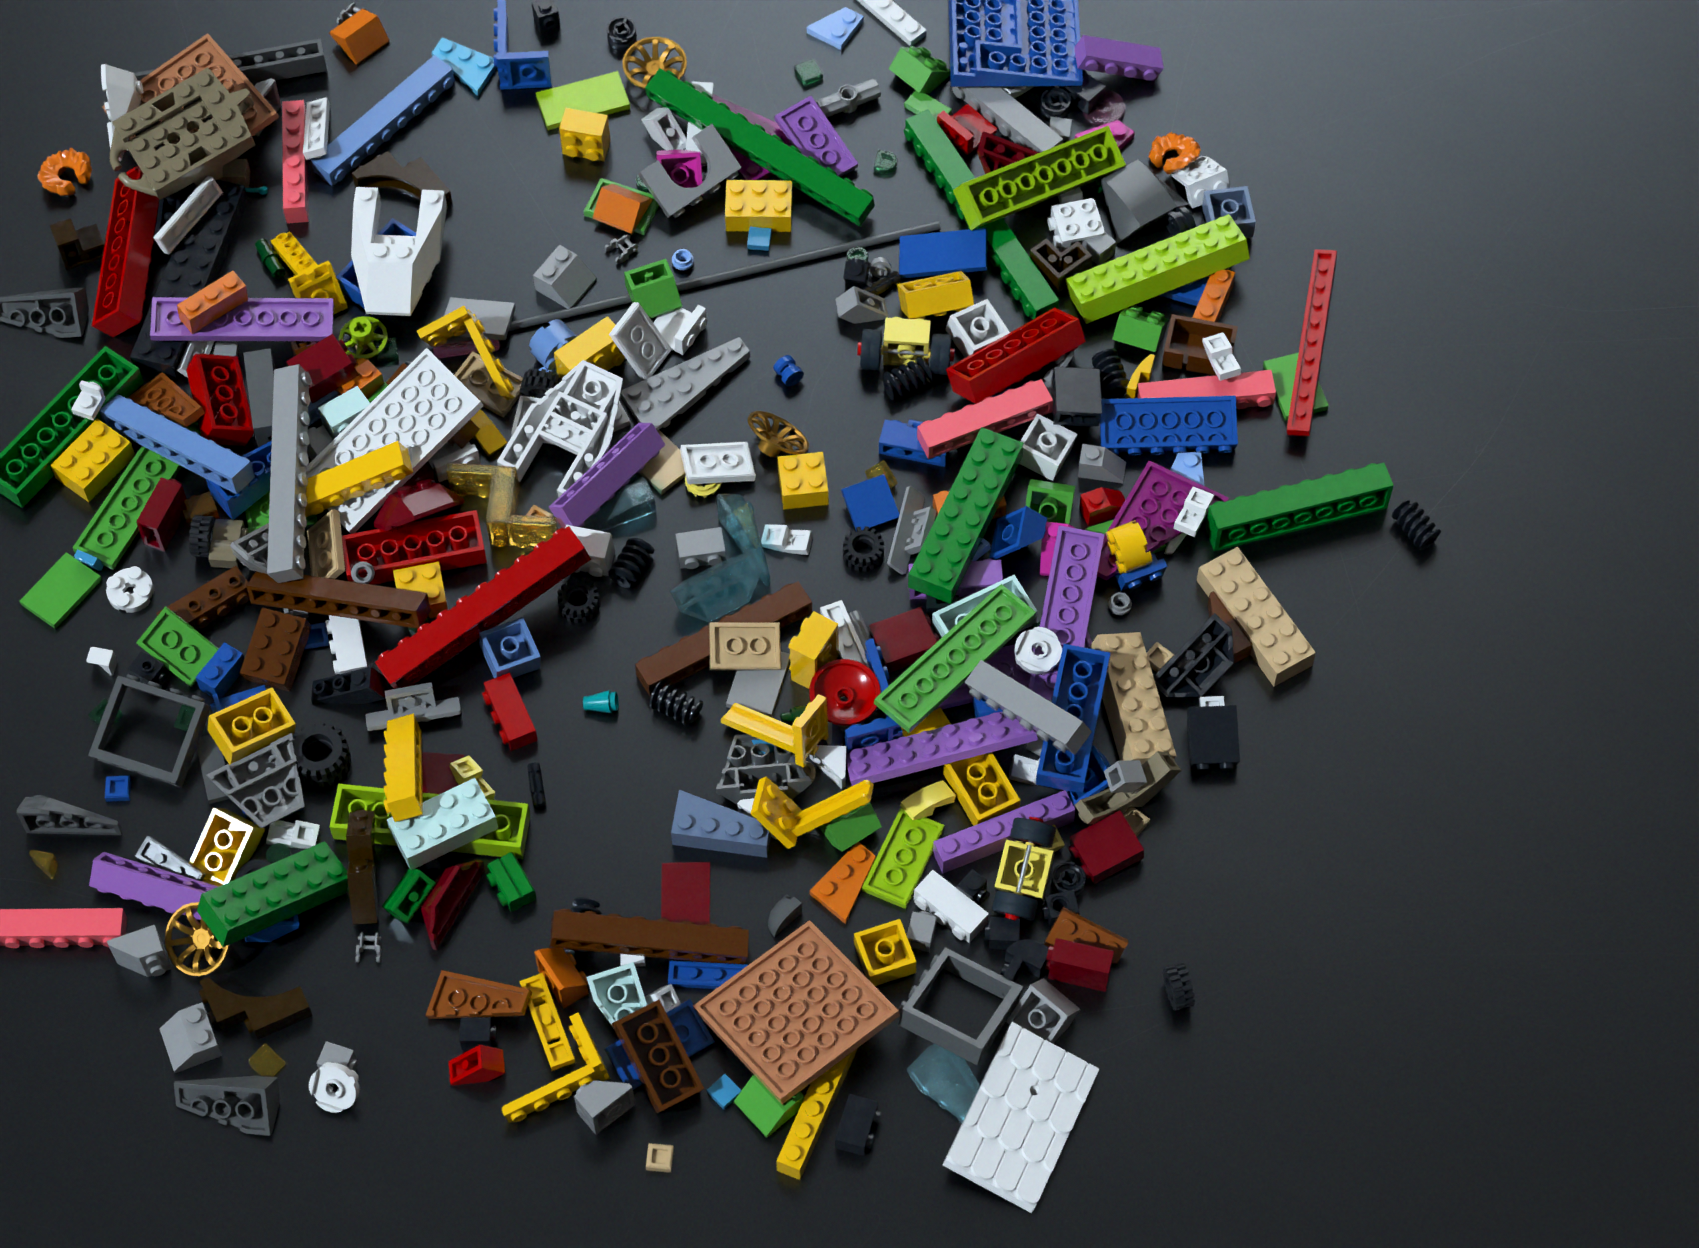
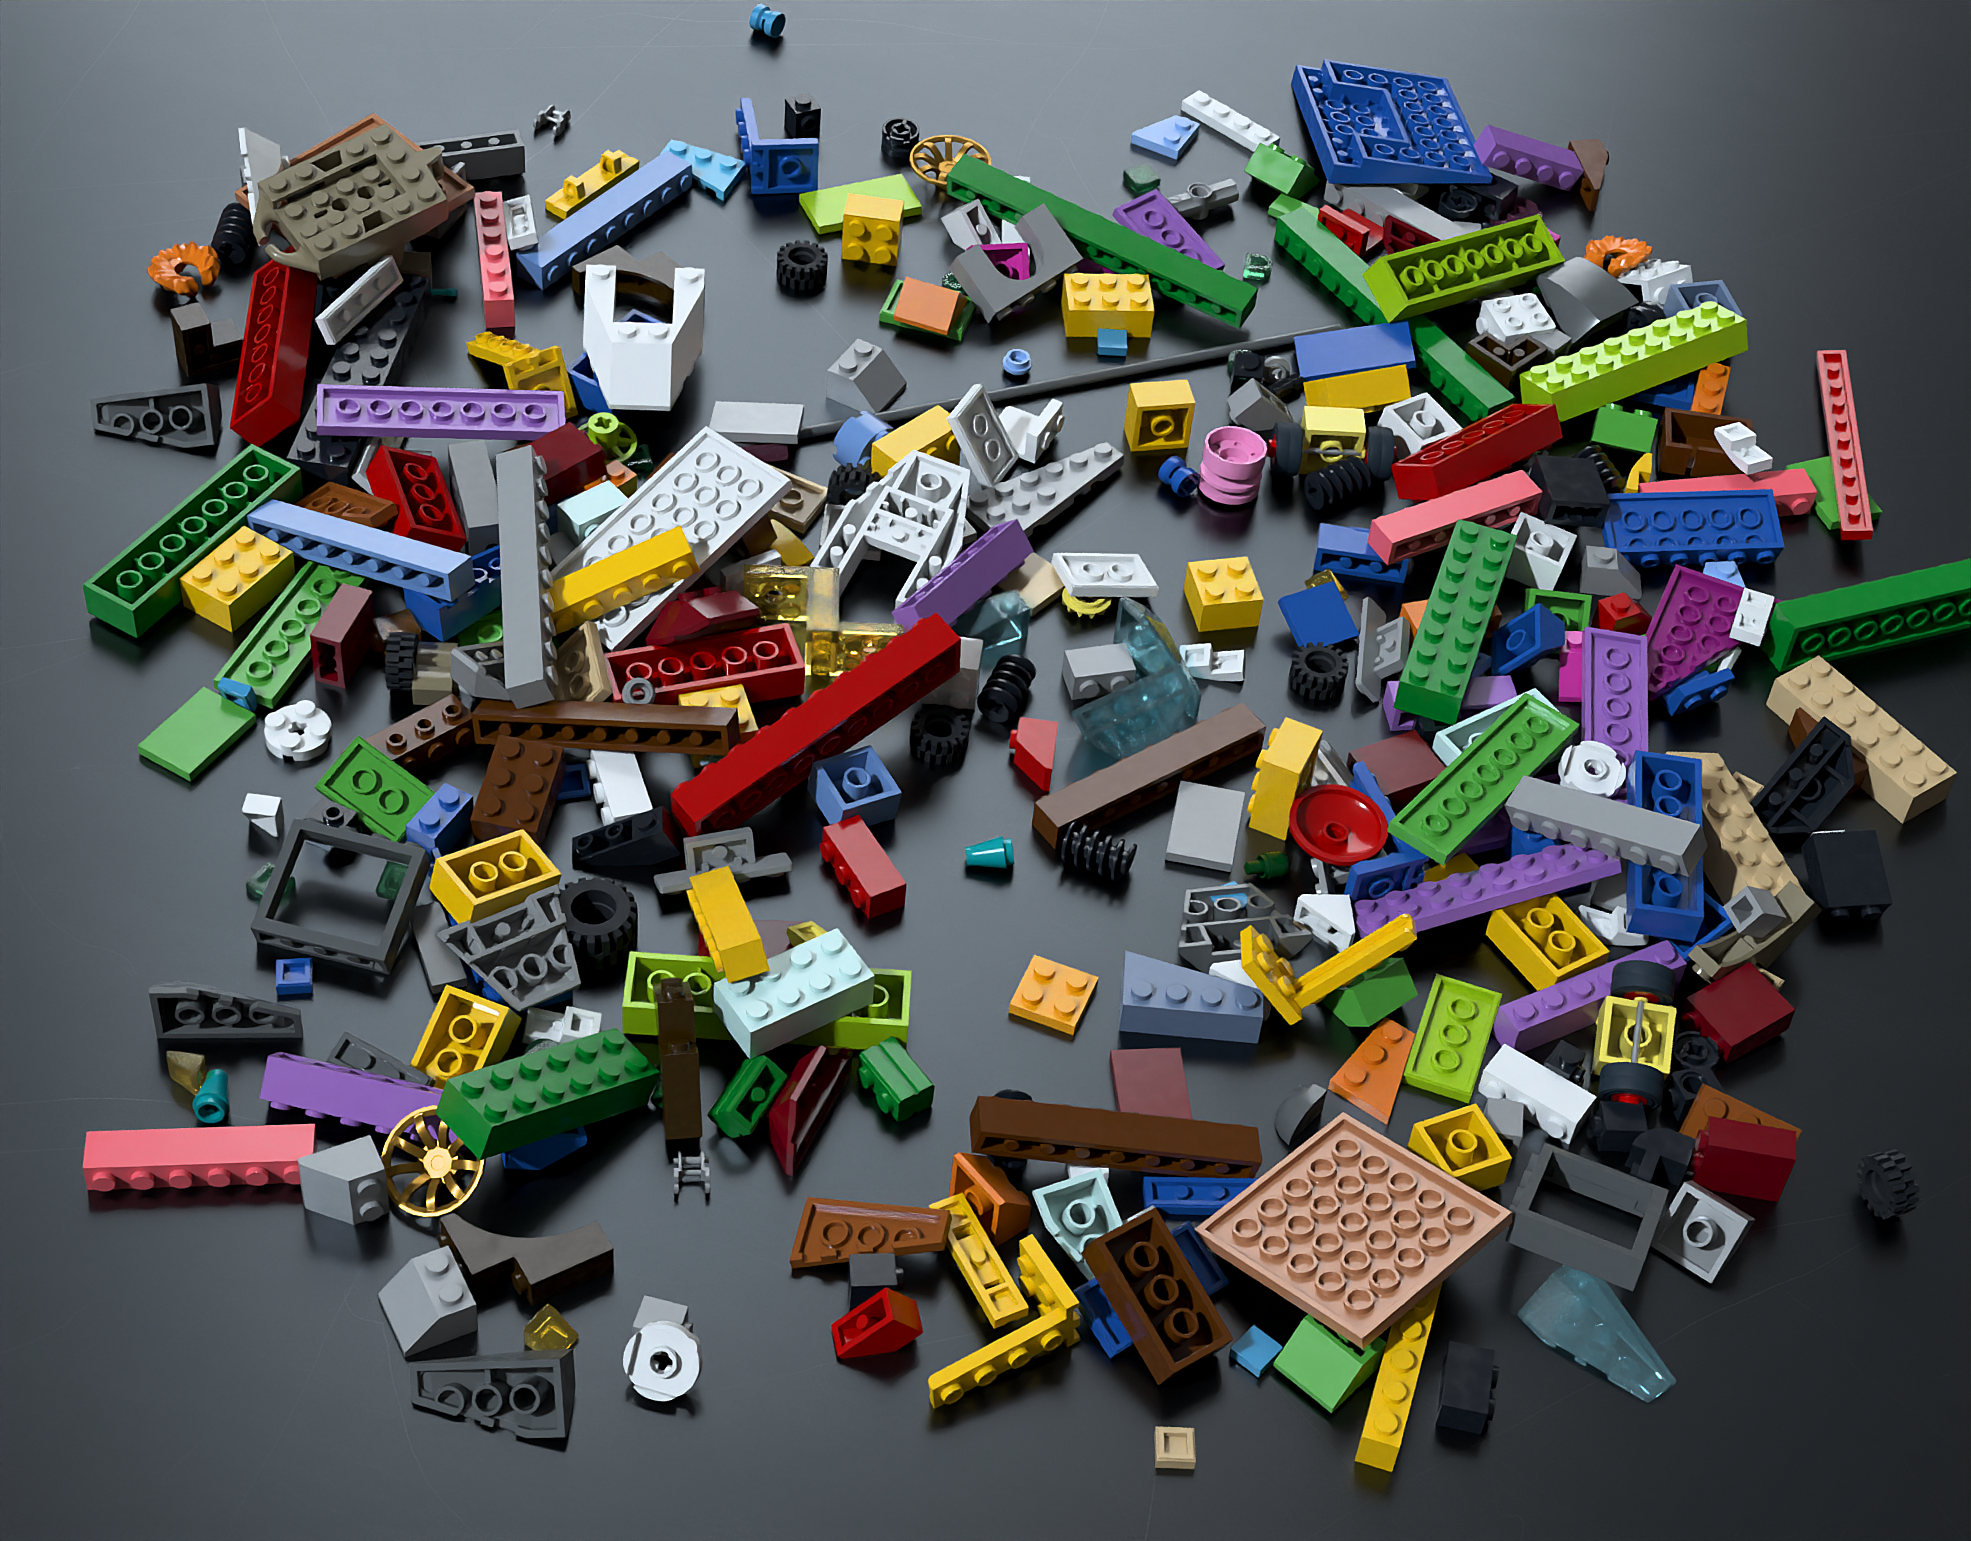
camera: 10 degrees left, 15 degrees down
(59, 883) = (213, 1098): none -> teal cone
(89, 400) = (234, 499): white bracket -> none
(98, 142) = (233, 234): none -> black piece
(212, 302) = (402, 385): orange brick -> none
(270, 258) = (468, 360): dark green pin -> none
(360, 35) = (567, 135): orange slope -> none
(377, 82) = (593, 183): none -> yellow hinge
(455, 325) = (736, 413): yellow bracket -> none
(529, 174) = (802, 264): none -> black tyre
(536, 785) = (912, 957): black axle -> none
(603, 1103) = (1081, 1366): light grey slope -> none
(618, 243) = (931, 346): light grey piece -> none
(630, 816) = (1053, 994): none -> light orange plate
(645, 615) = (1035, 749): none -> slope
(653, 288) = (996, 373): bright green slope -> none
(744, 646) = (1184, 778): tan tile -> none
(771, 441) = (1175, 549): pearl gold wheel -> none
(779, 317) = (1159, 415): none -> yellow brick
(799, 738) = (1288, 889): yellow bracket -> none
(827, 364) = (1232, 465): none -> bright pink wheel
(926, 799) = (1469, 963): light yellow slope -> none
(1021, 1117) = (1705, 1369): white piece -> none
(1119, 598) = (1675, 728): light grey plate -> none
(1129, 547) = (1684, 650): yellow brick -> none
(1174, 55) = (1593, 160): none -> reddish brown slope

